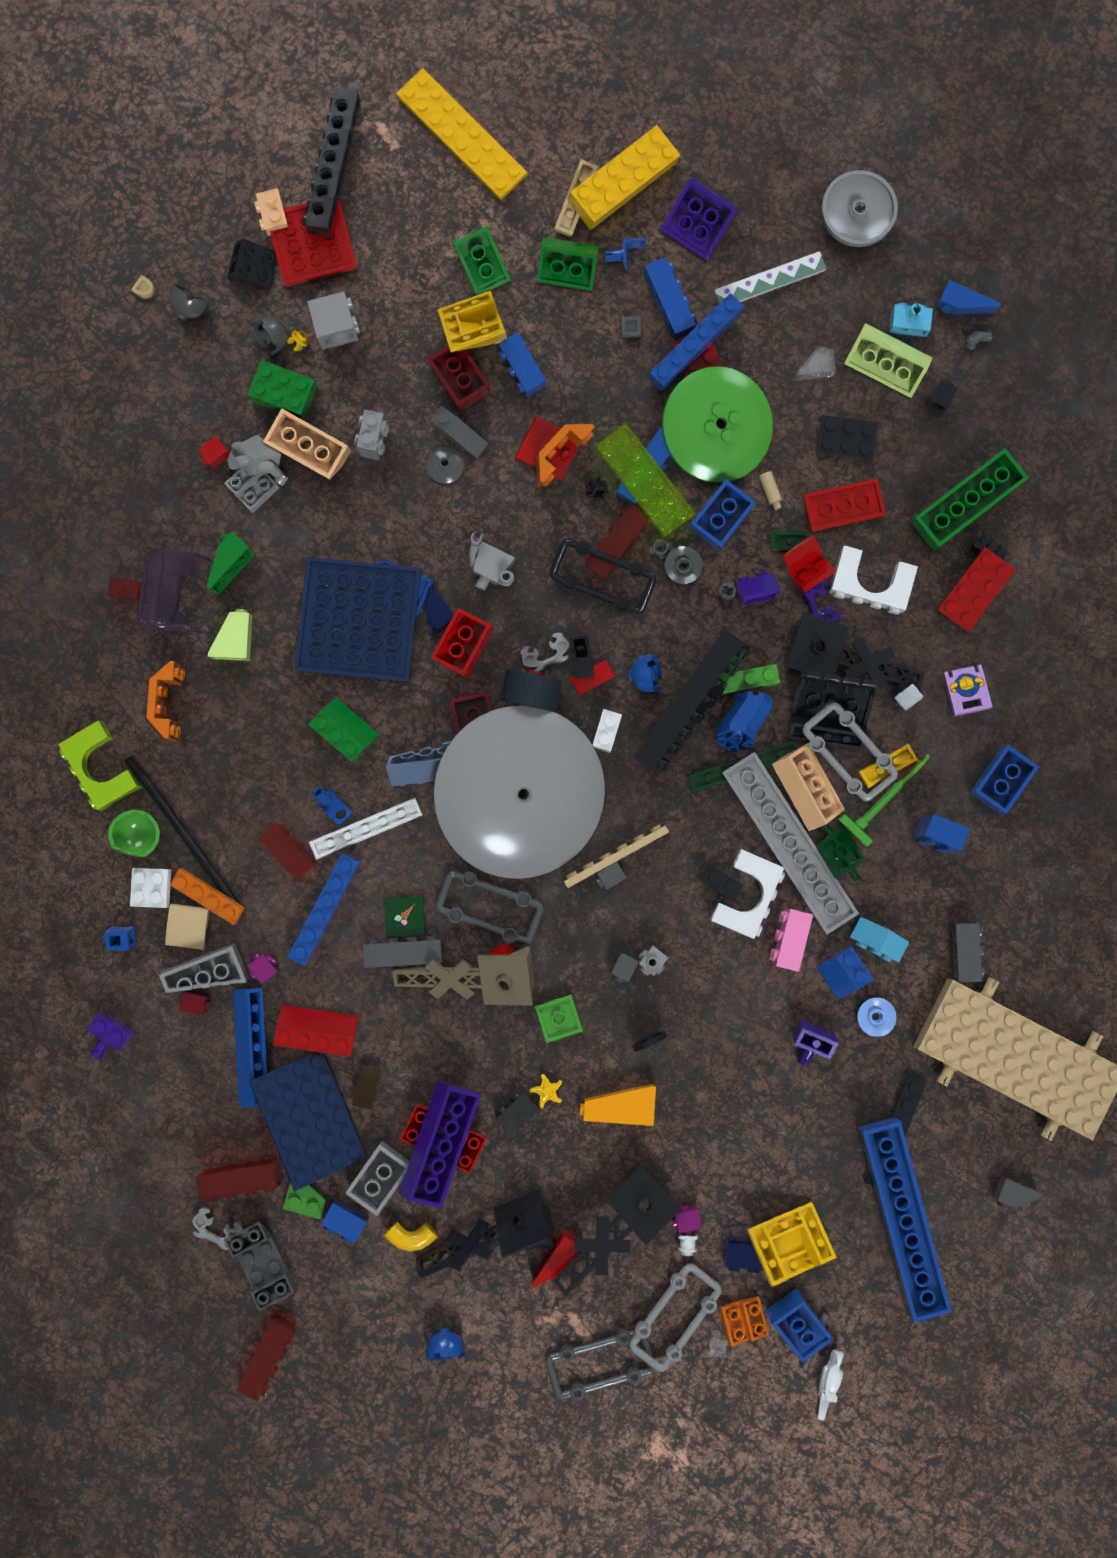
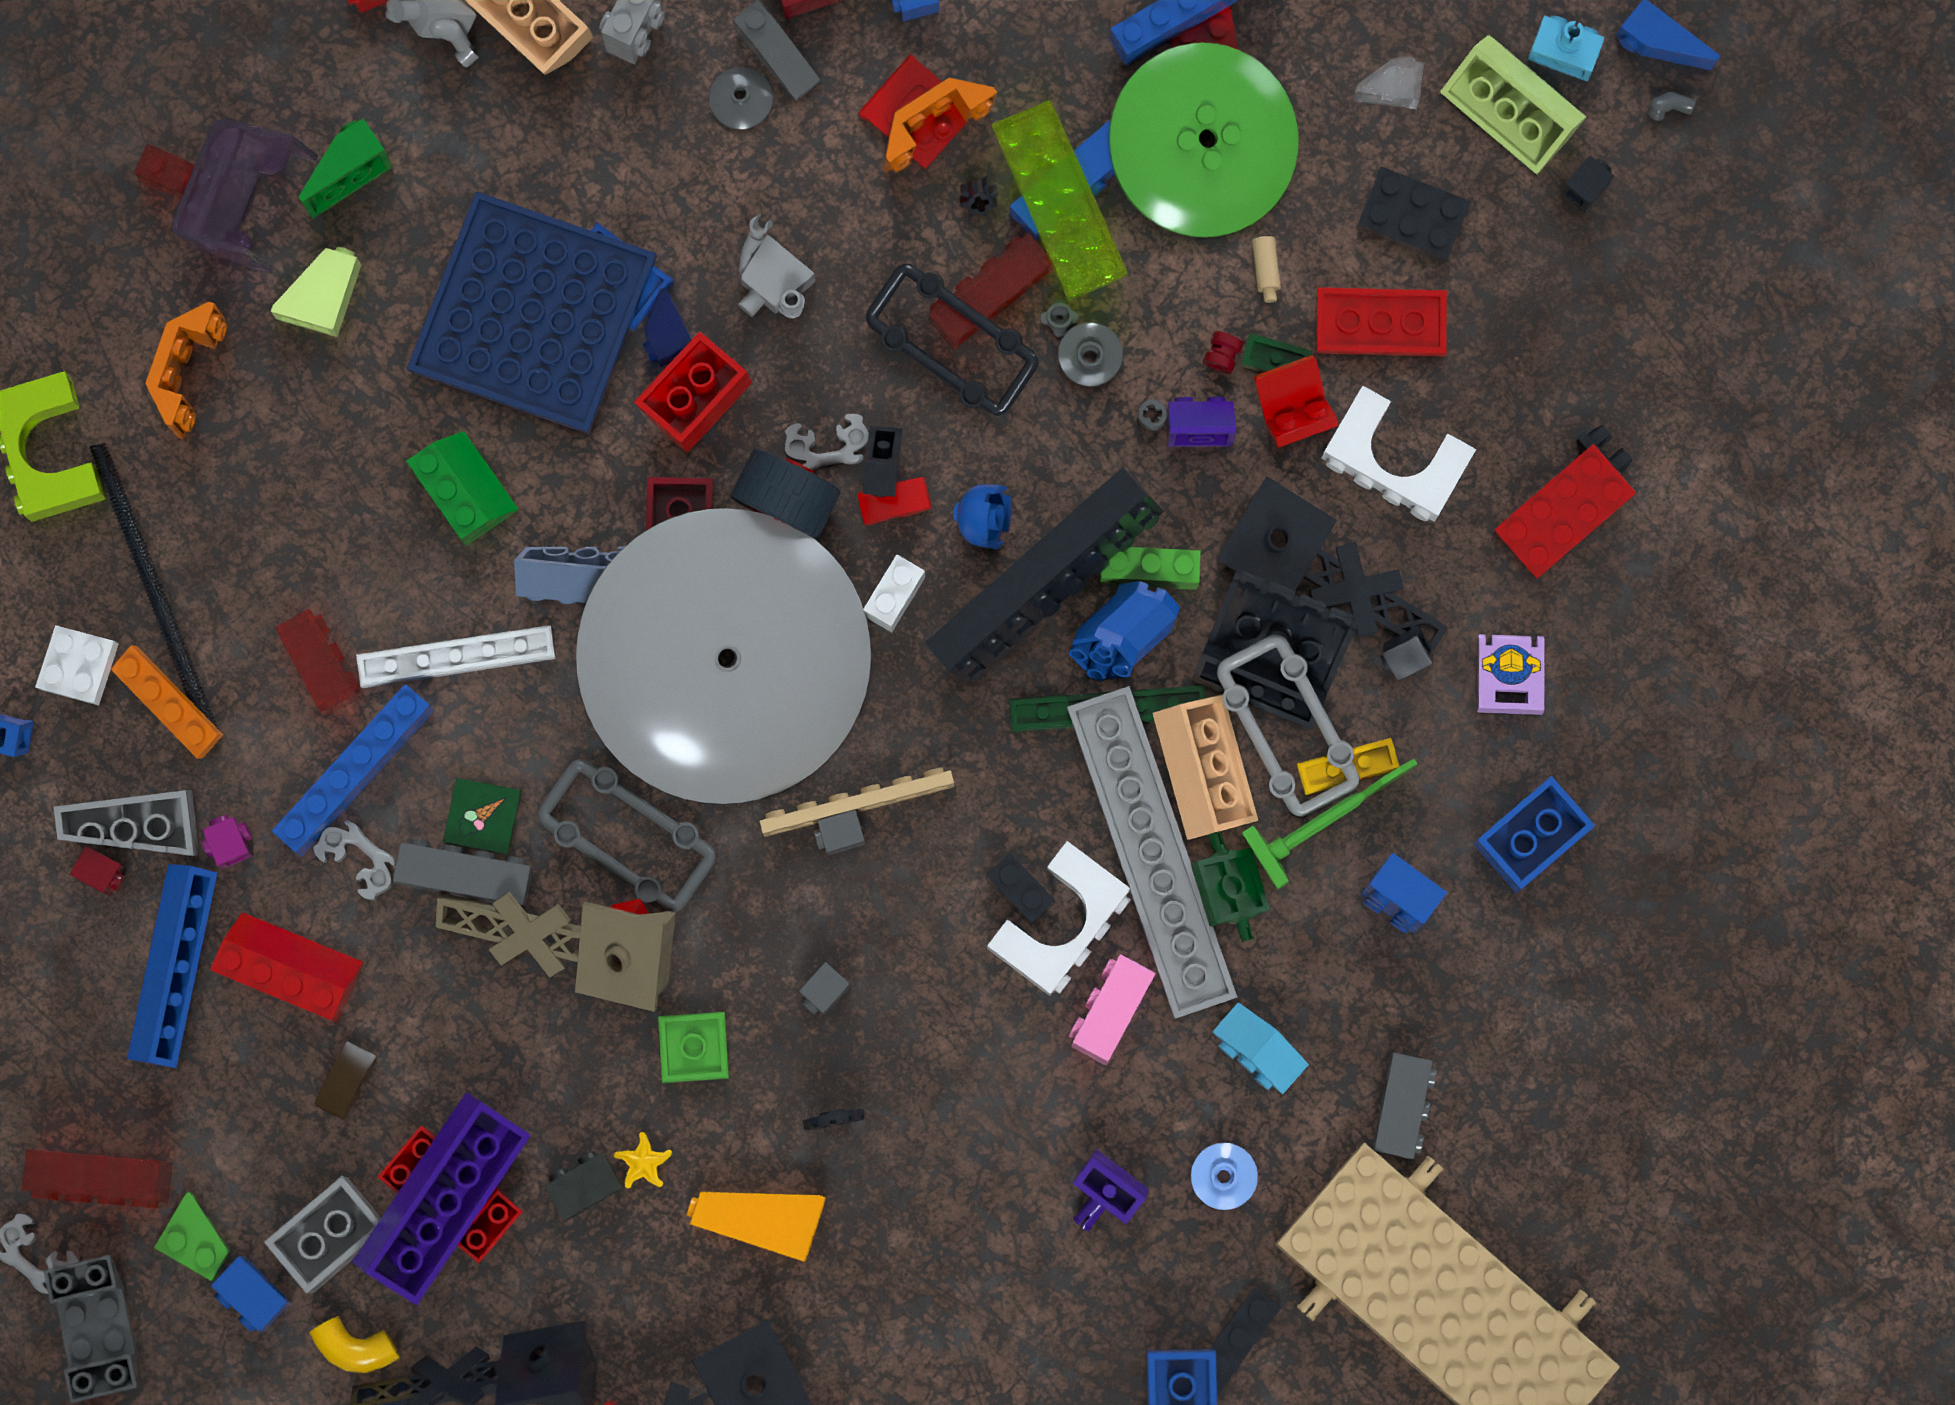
camera: 15 degrees right, 5 degrees down
(134, 833) = (74, 568): bright green cylinder -> none
(187, 926) = (120, 743): tan slope -> none
(251, 489) = (414, 60): light grey slope -> none
(307, 1120) = (234, 1107): dark blue plate -> none
(331, 804) = (409, 602): blue bracket -> none
(355, 966) = (334, 841): none -> light grey helmet
(658, 956) = (874, 977): light grey brick -> none
(722, 515) = (1174, 288): blue brick -> none
(758, 545) = (1222, 352): none -> dark red wheel
(809, 596) = (1305, 449): dark purple helmet -> none
(844, 972) = (1188, 1089): blue slope -> none
(969, 499) = (1589, 362): green brick -> none

